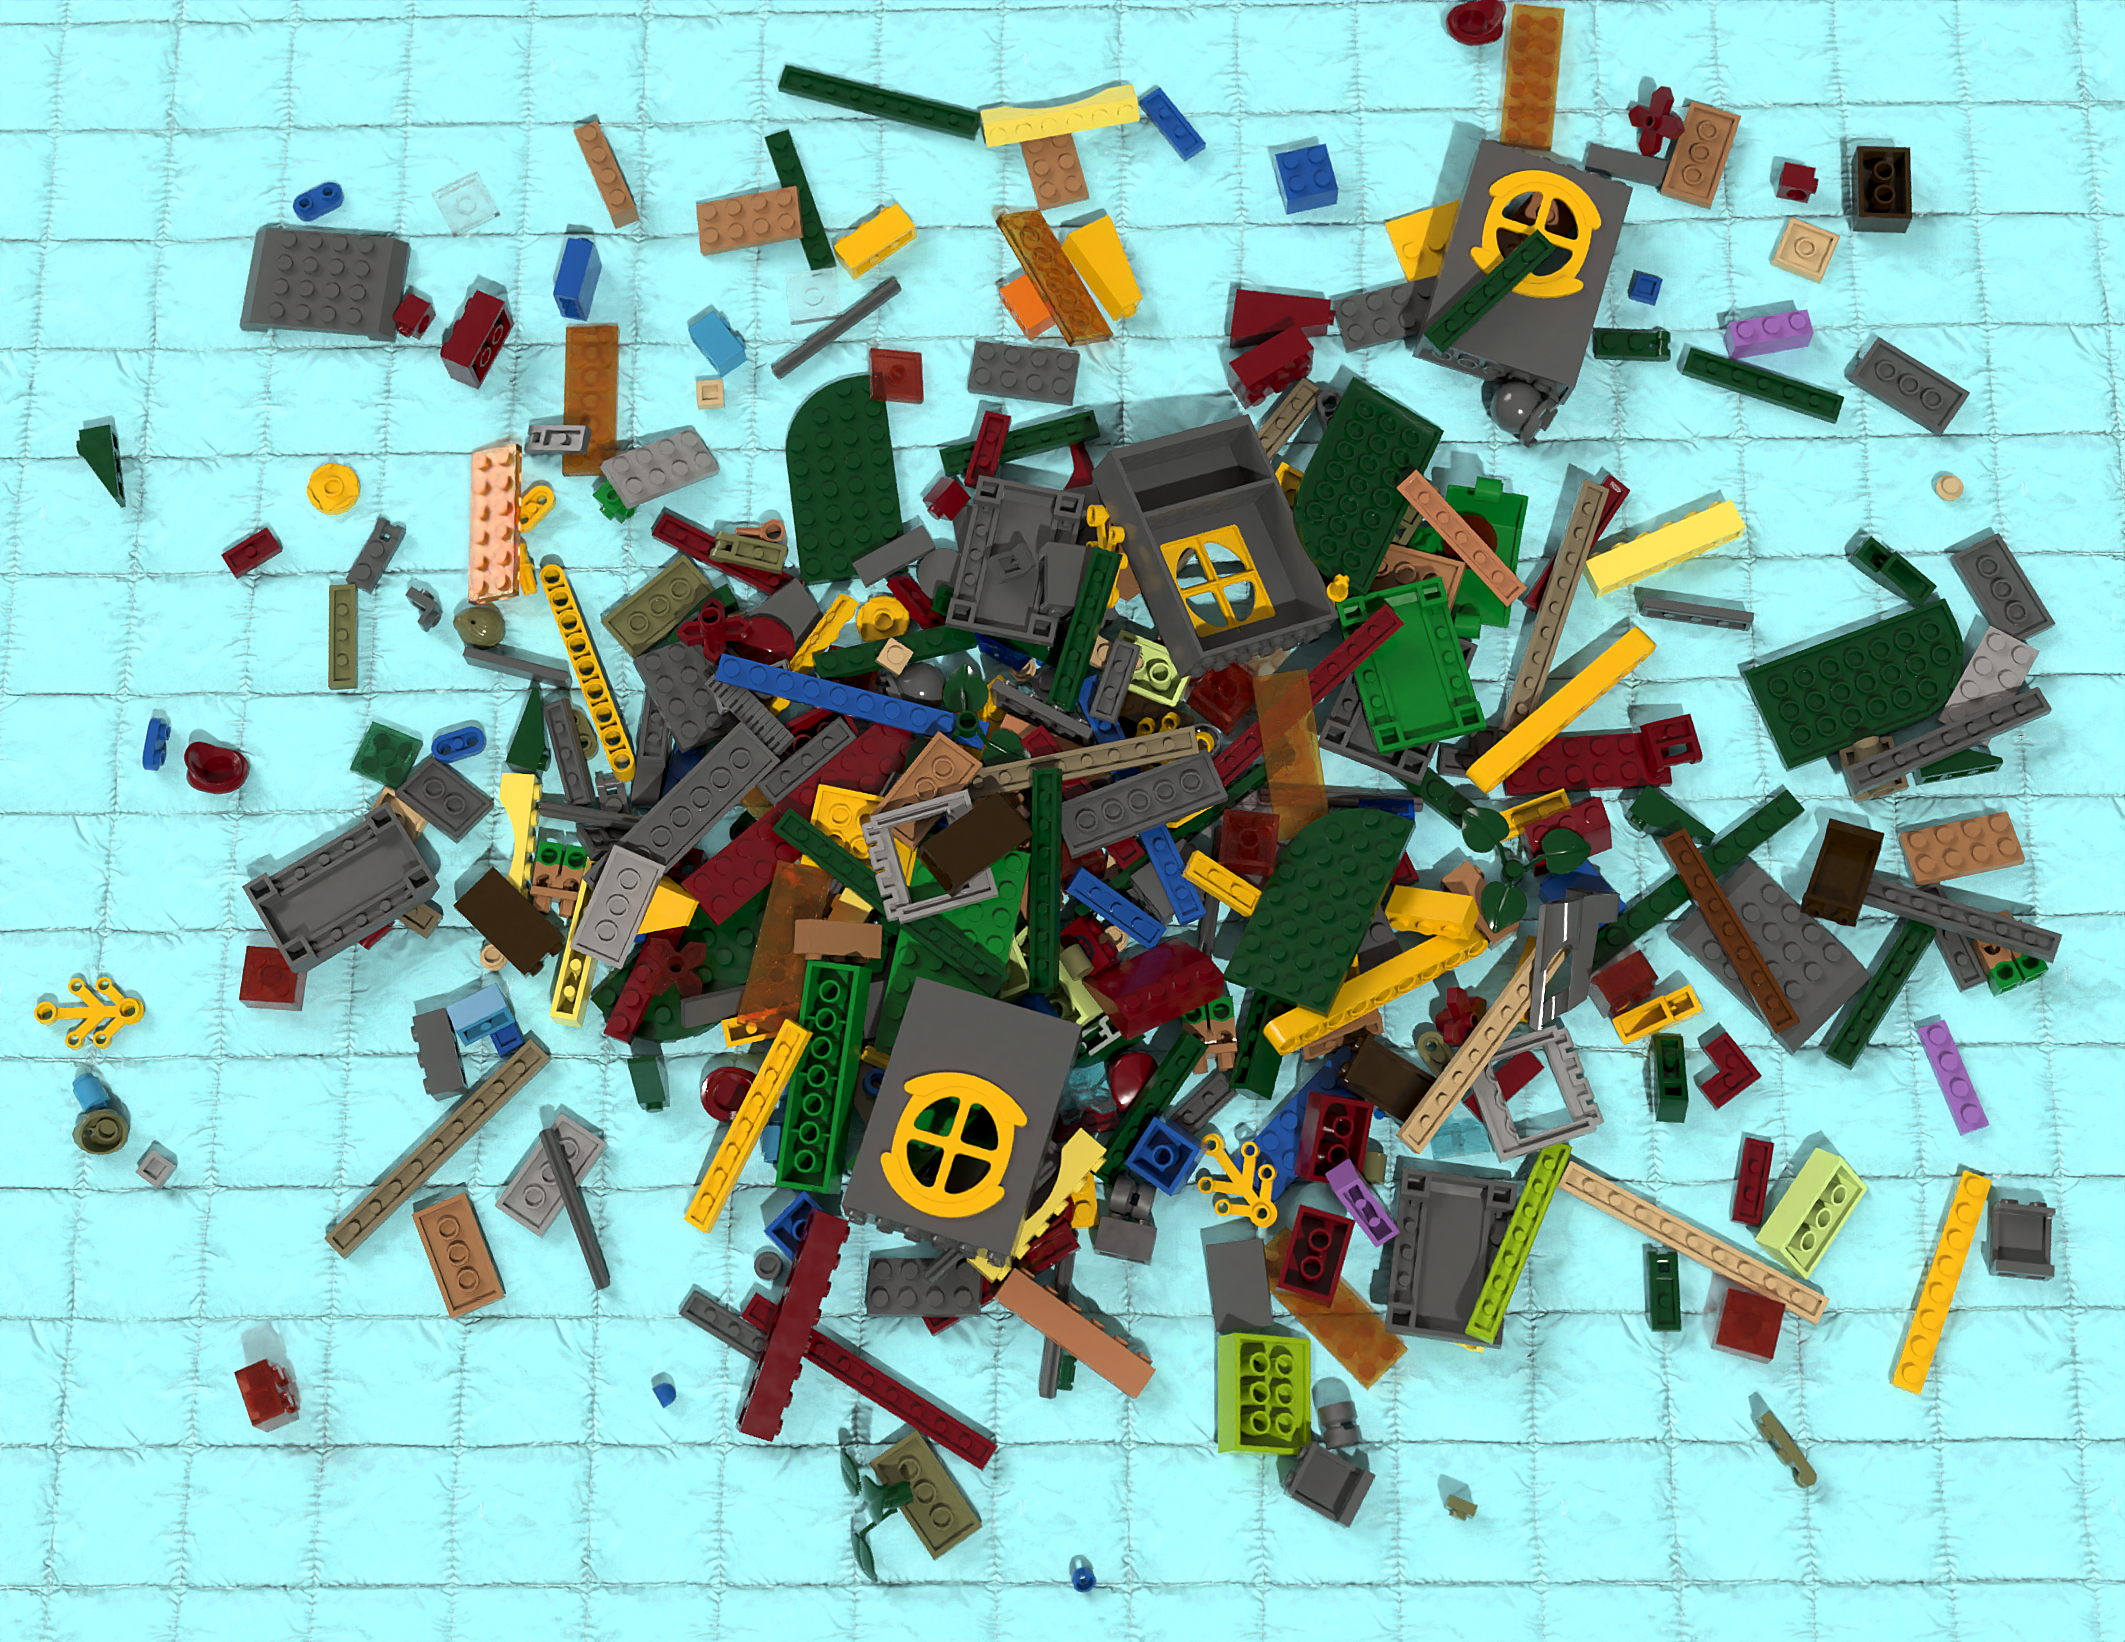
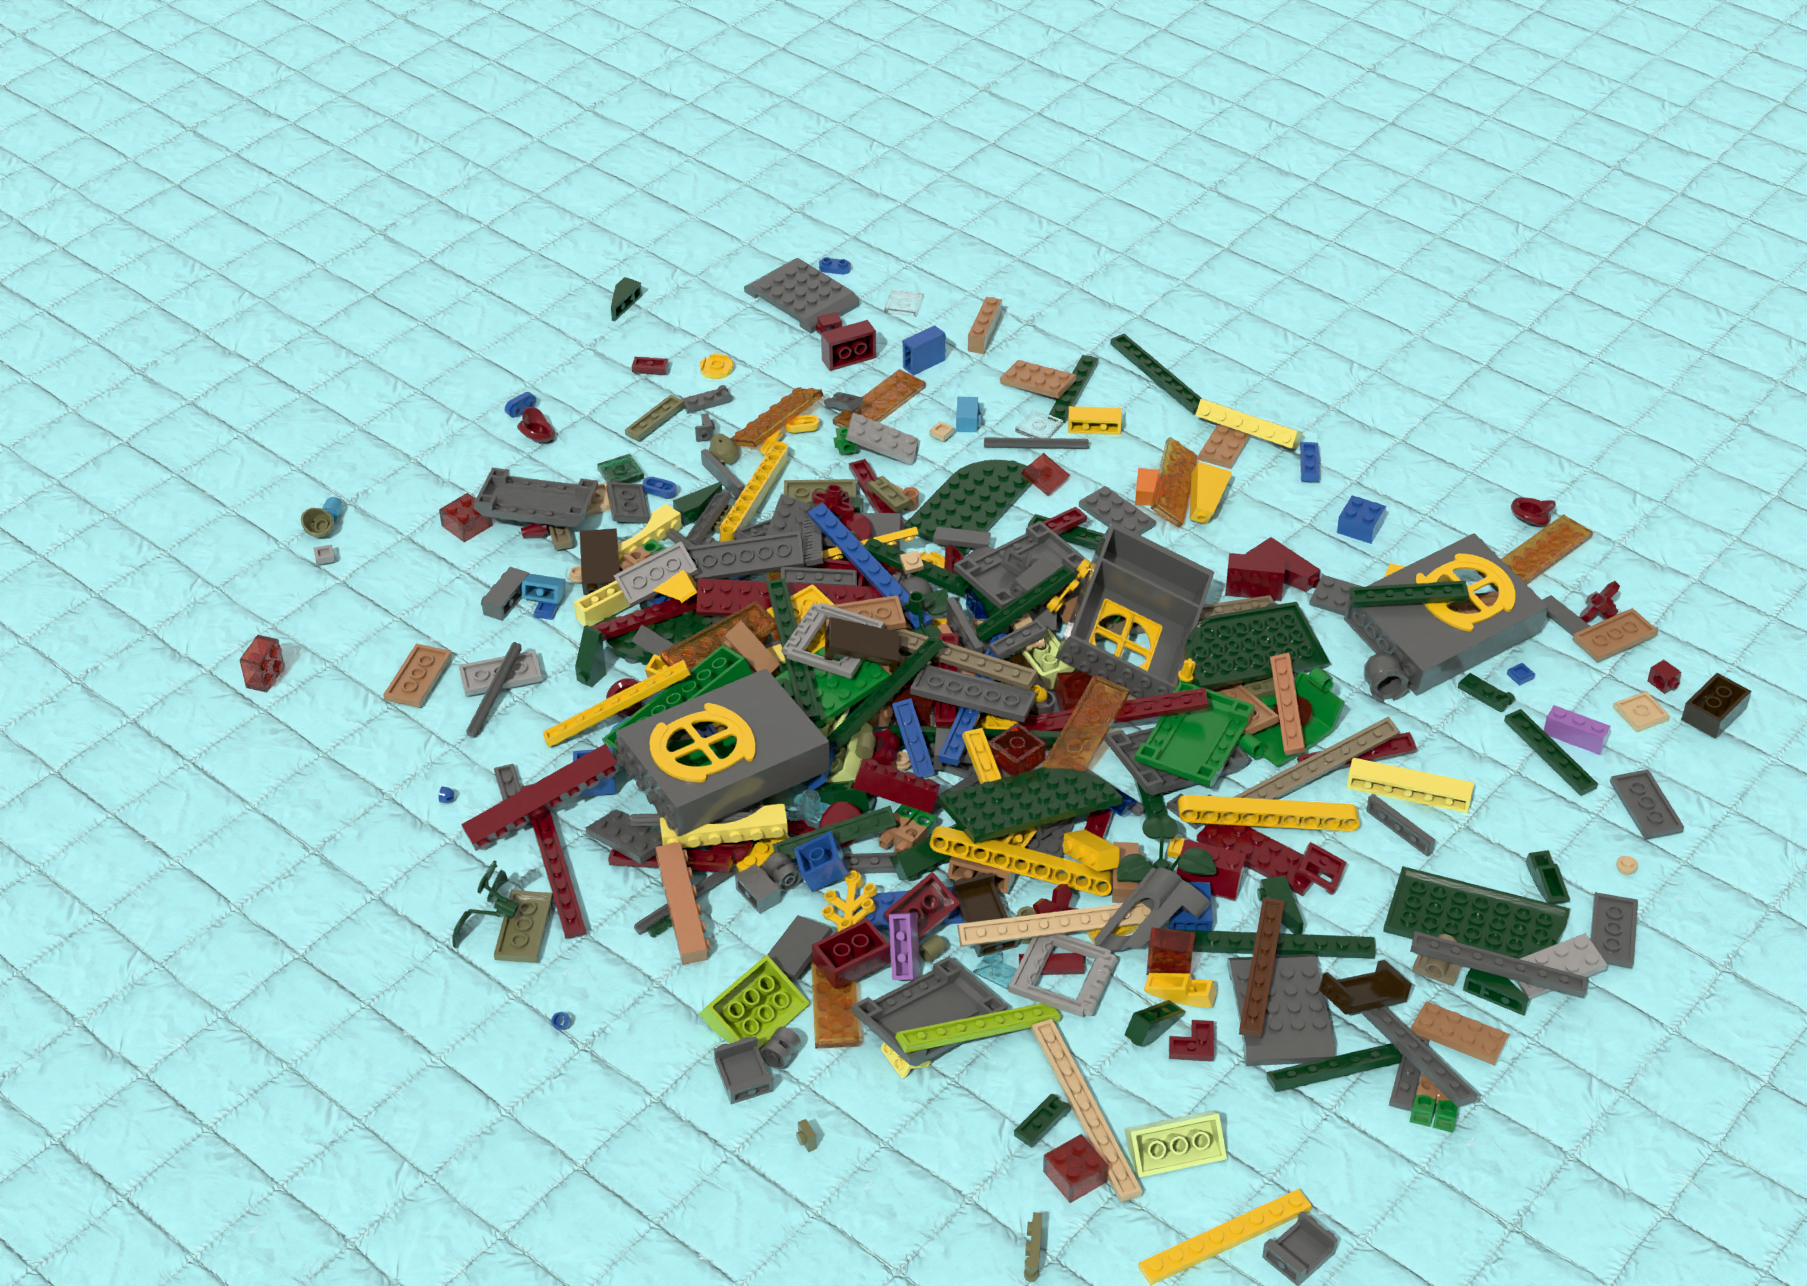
camera: 35 degrees right, 30 degrees down
(94, 1013) = (385, 491): yellow plant -> none
(437, 1149) = (460, 628): dark tan plate -> none
(687, 959) = (656, 617): clear red plant -> none
(946, 499) = (1013, 531): dark red brick -> none
(1752, 1182) = (1156, 1106): dark red tile -> none
(1952, 1077) = (1339, 1141): medium lavender plate -> none

